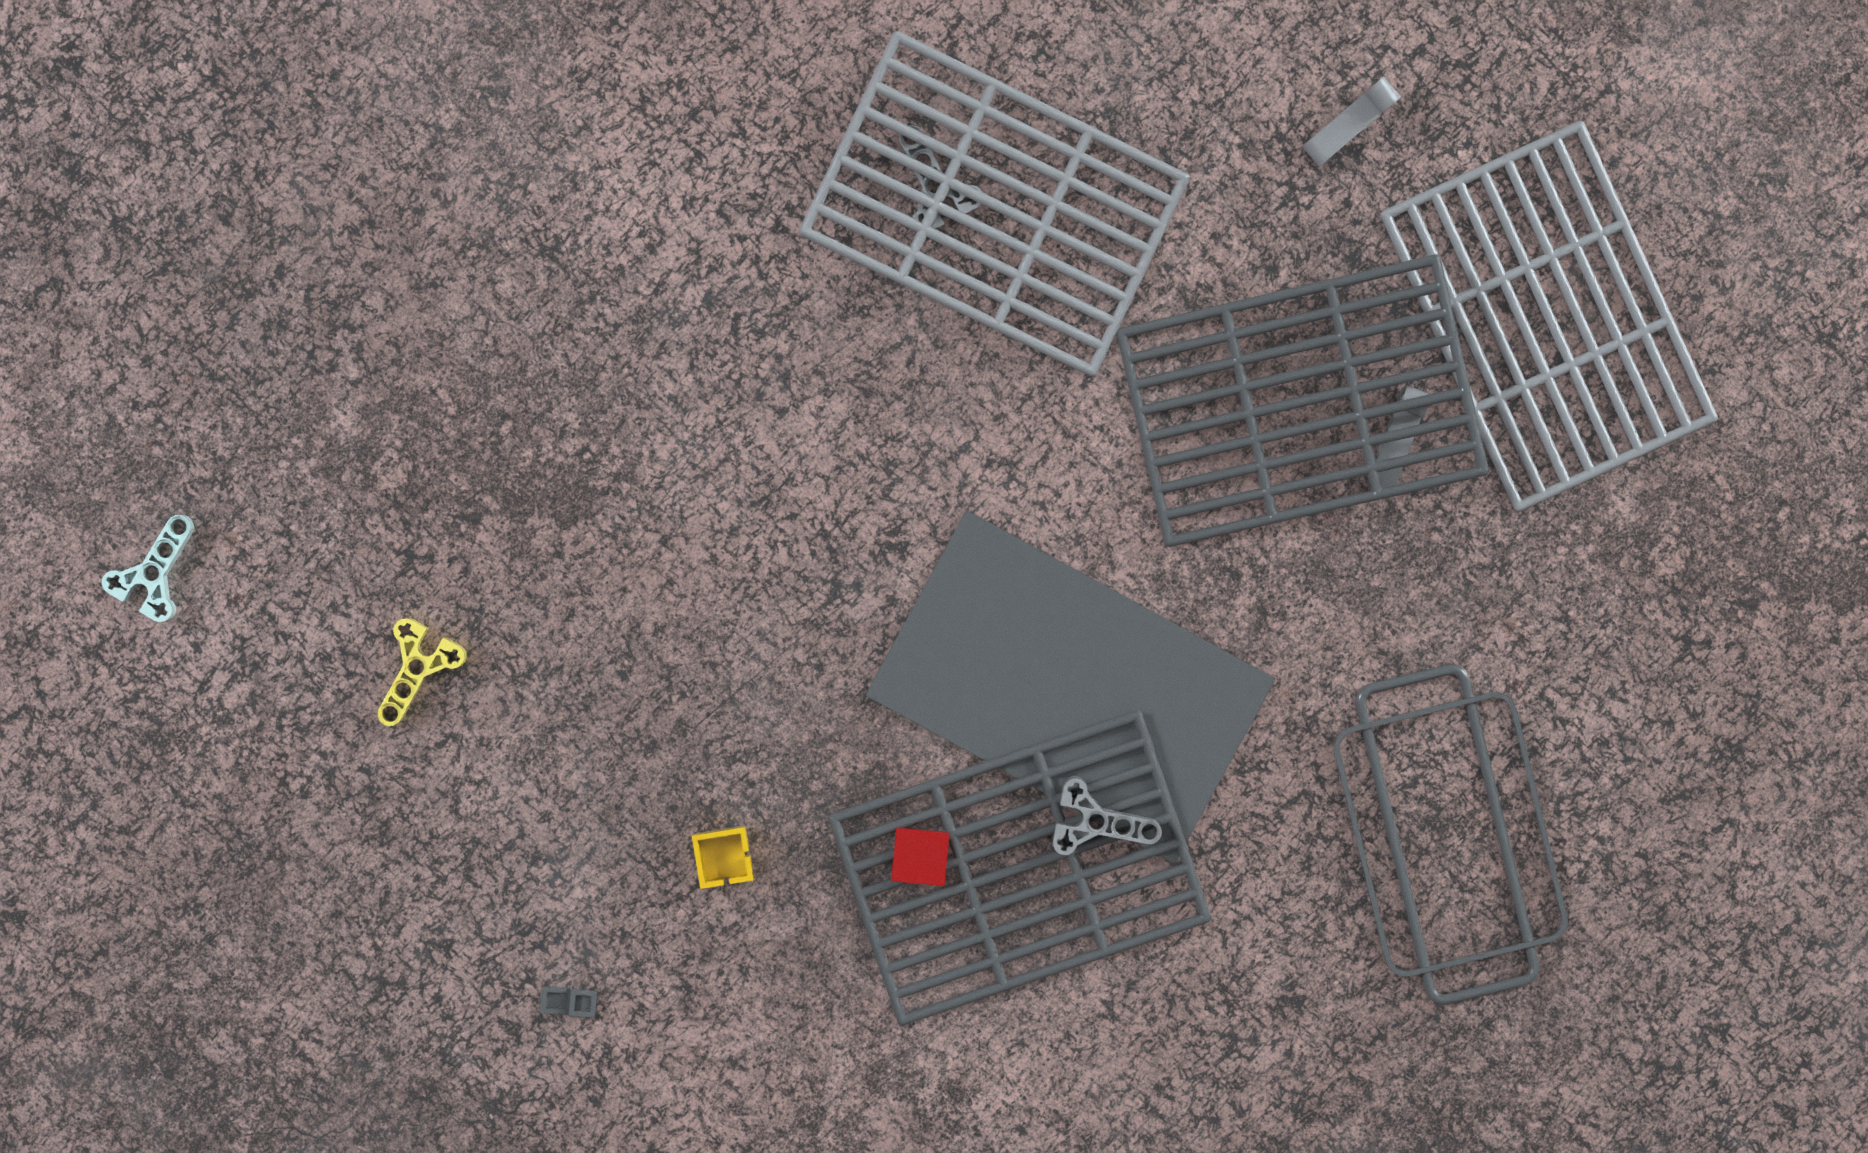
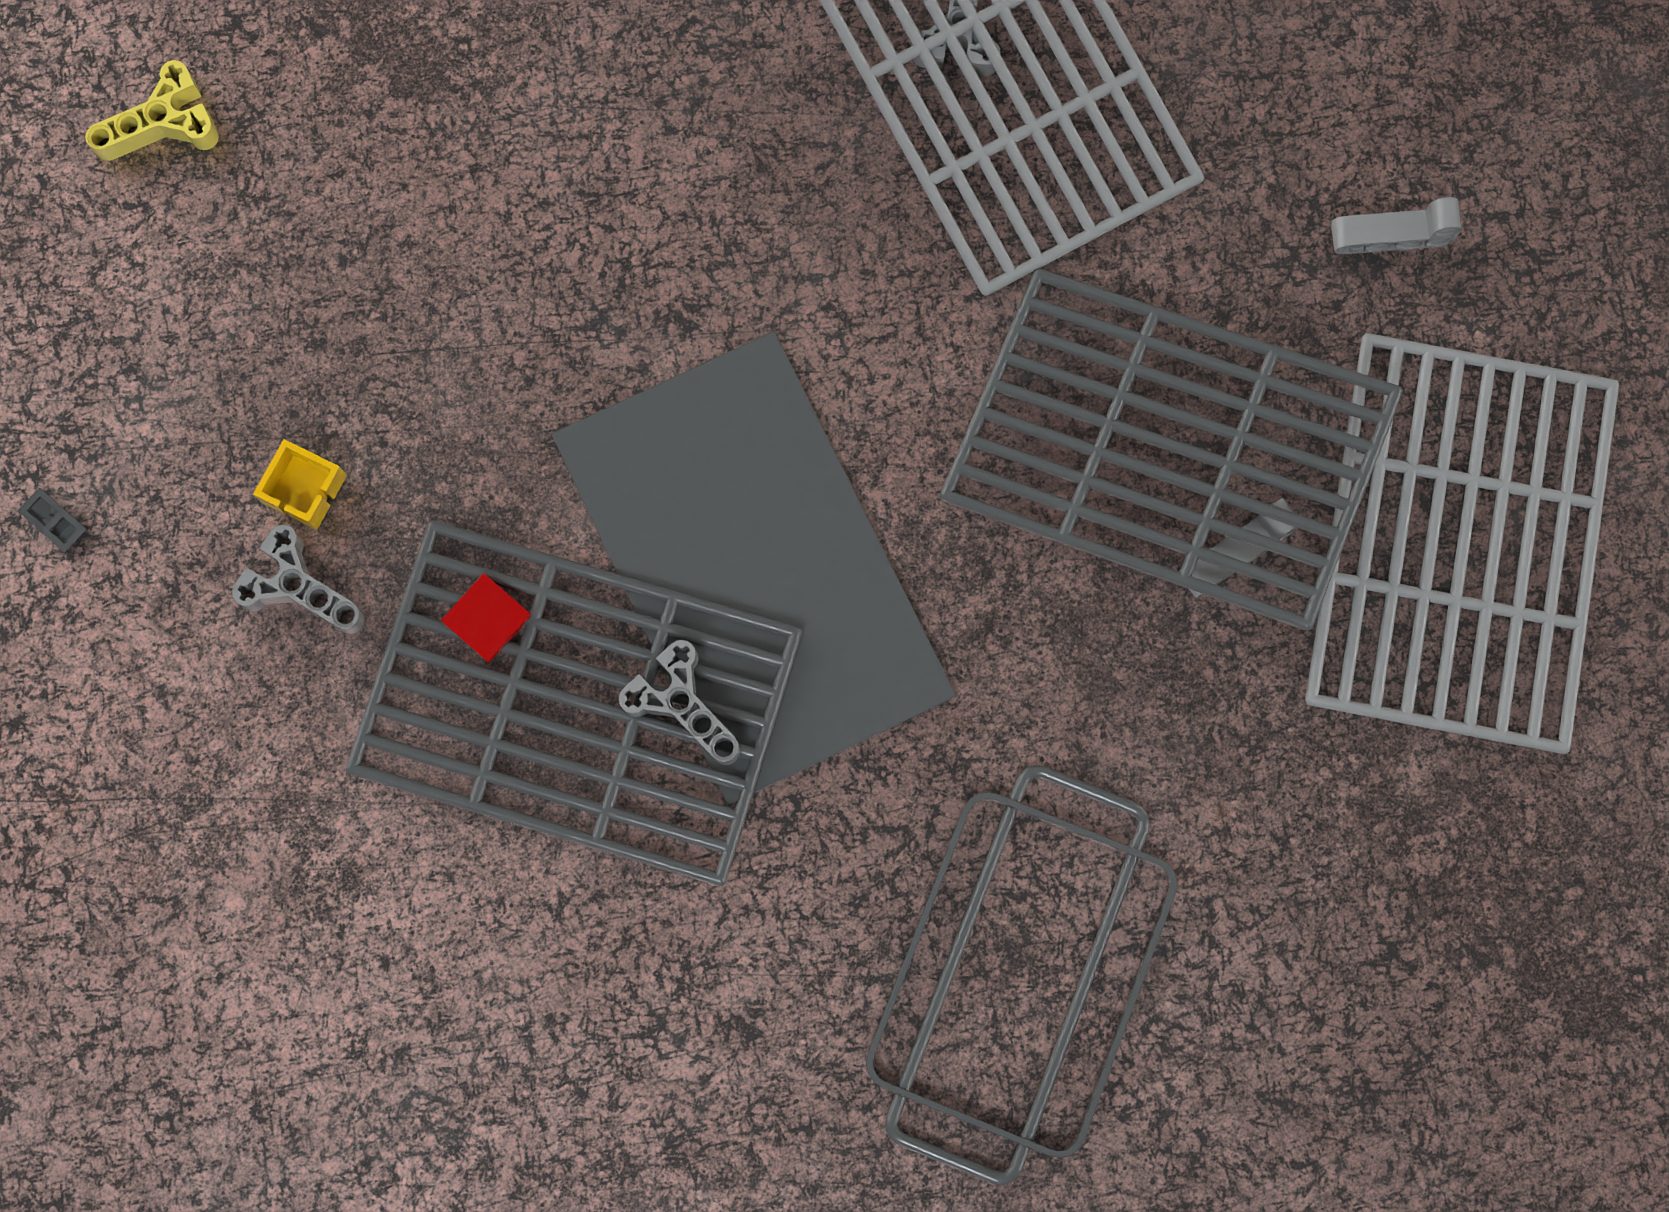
camera: 30 degrees right, 10 degrees down
(760, 939) = (293, 566): none -> light grey beam

